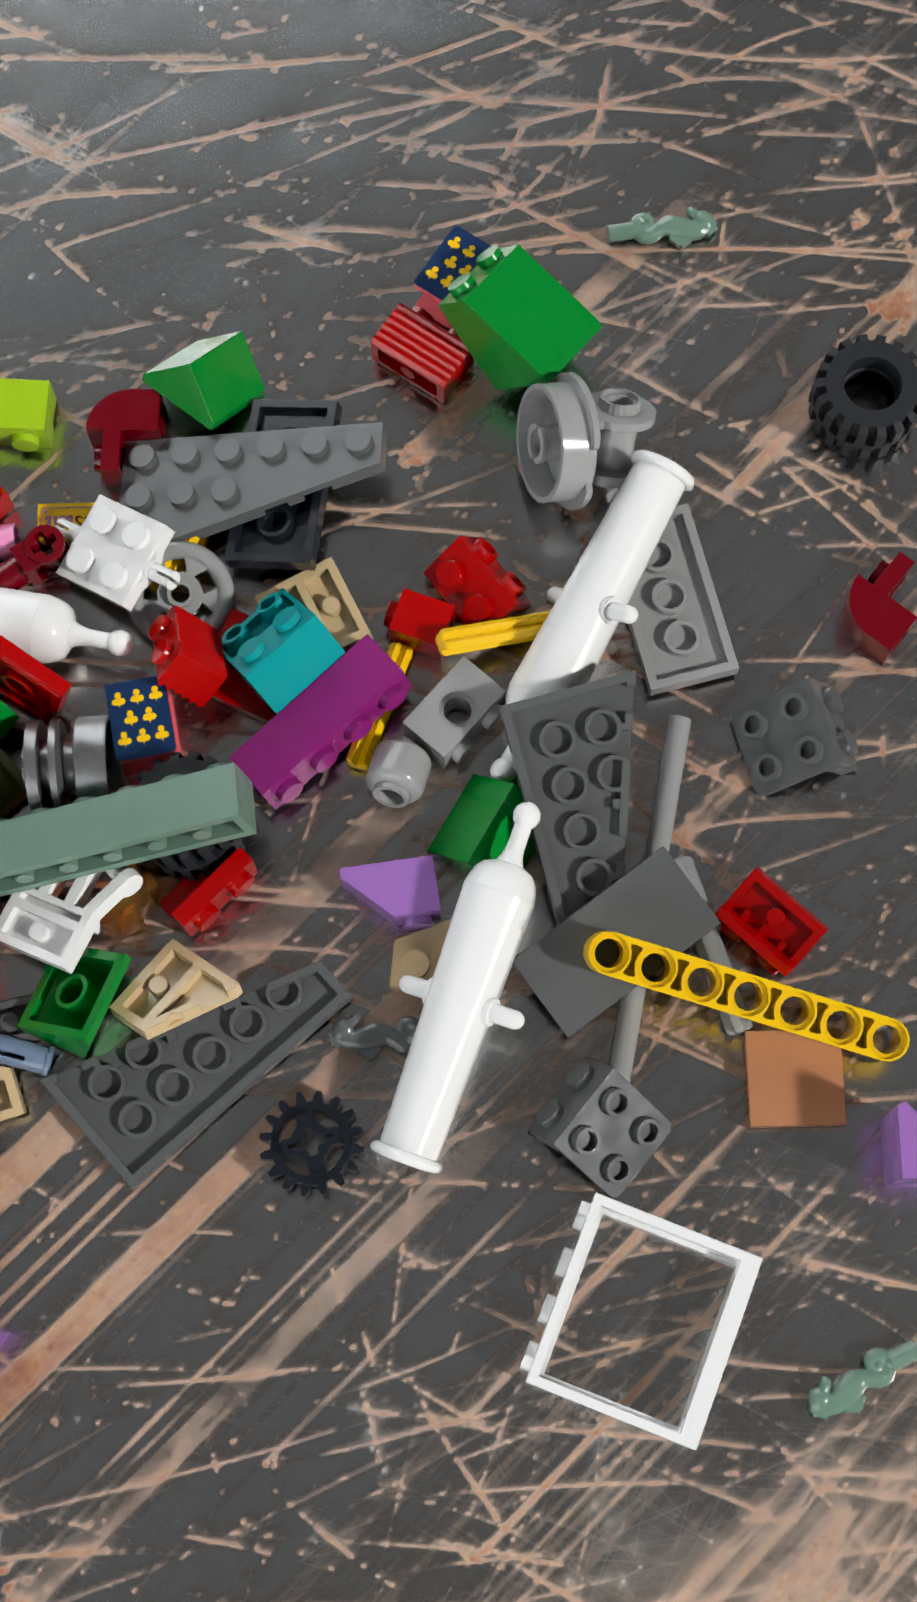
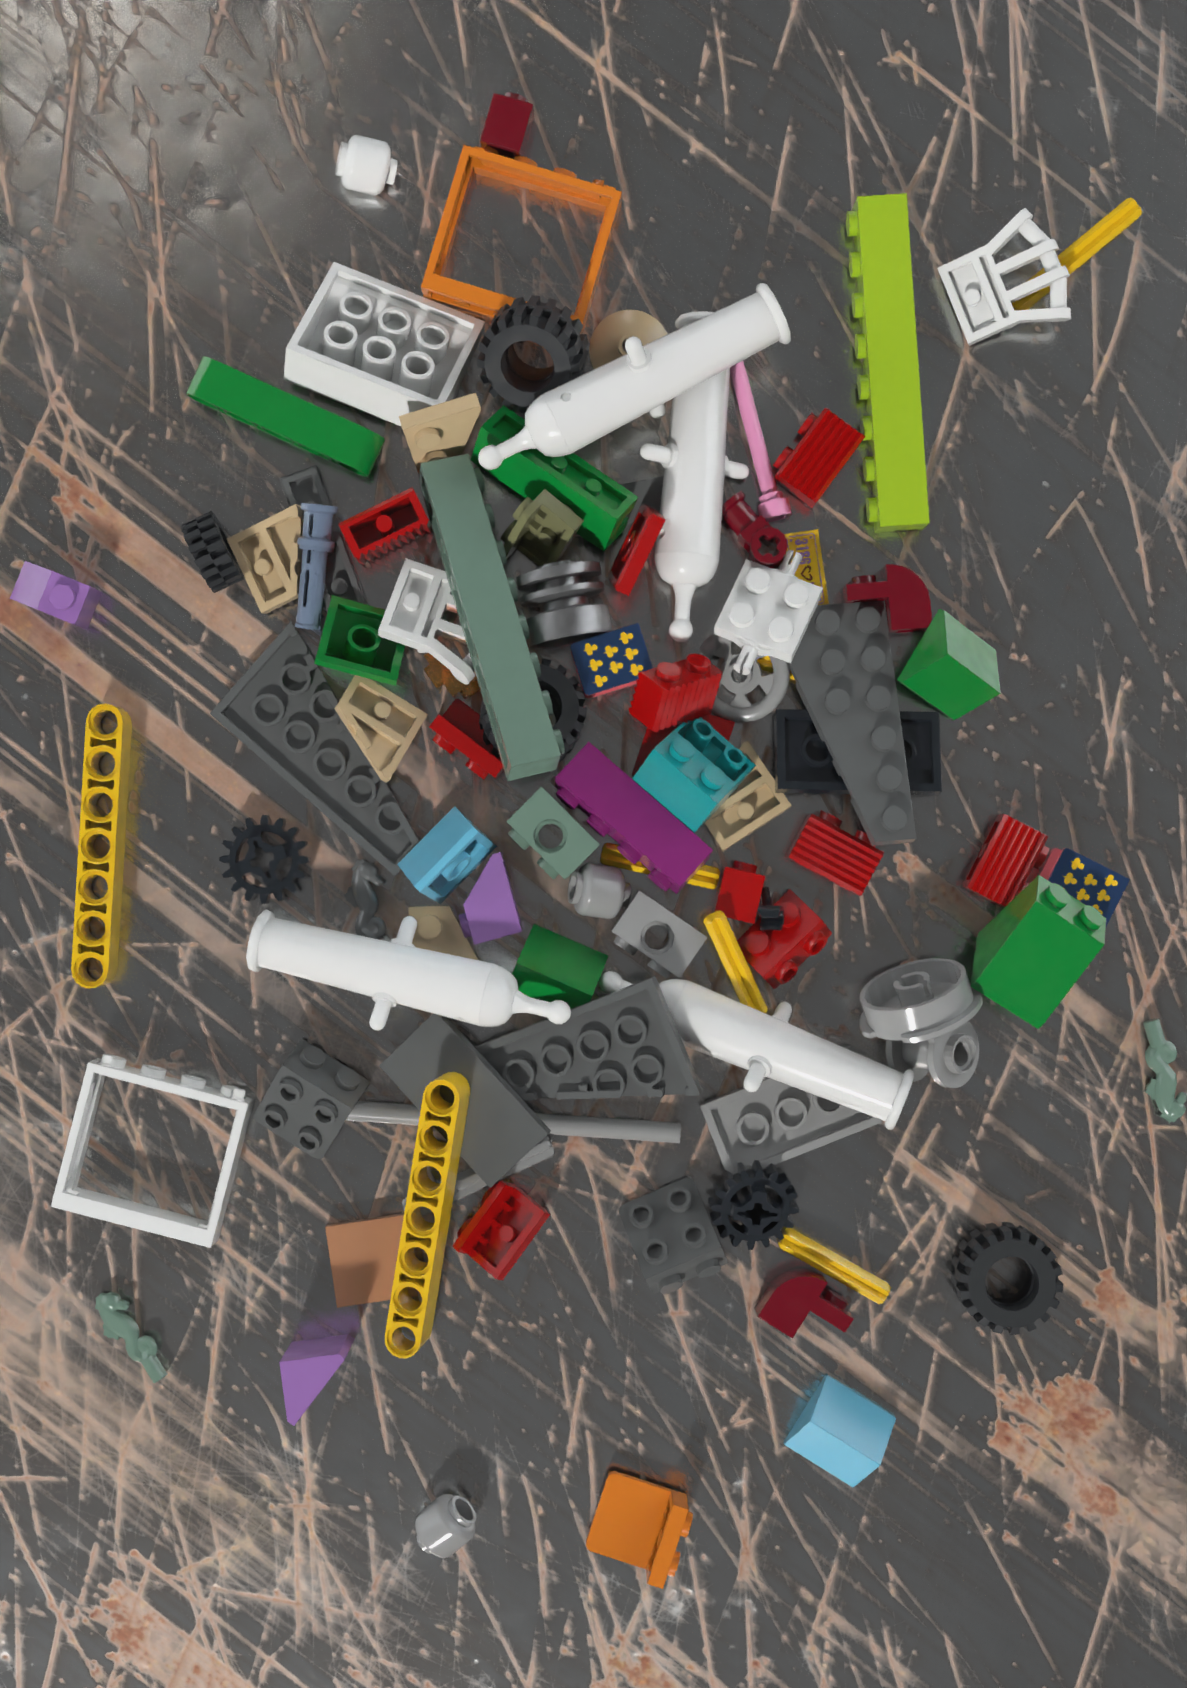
camera: 85 degrees right, 15 degrees up
(245, 1331) = (89, 863): none -> yellow beam
(333, 932) = (446, 856): none -> medium azure slope
(338, 790) = (544, 810): none -> sand green brick
(390, 519) = (835, 853): none -> red brick
(448, 588) = (771, 916): none -> black hand
(766, 645) = (757, 1208): none -> black gear
(841, 574) = (834, 1266): none -> yellow axle

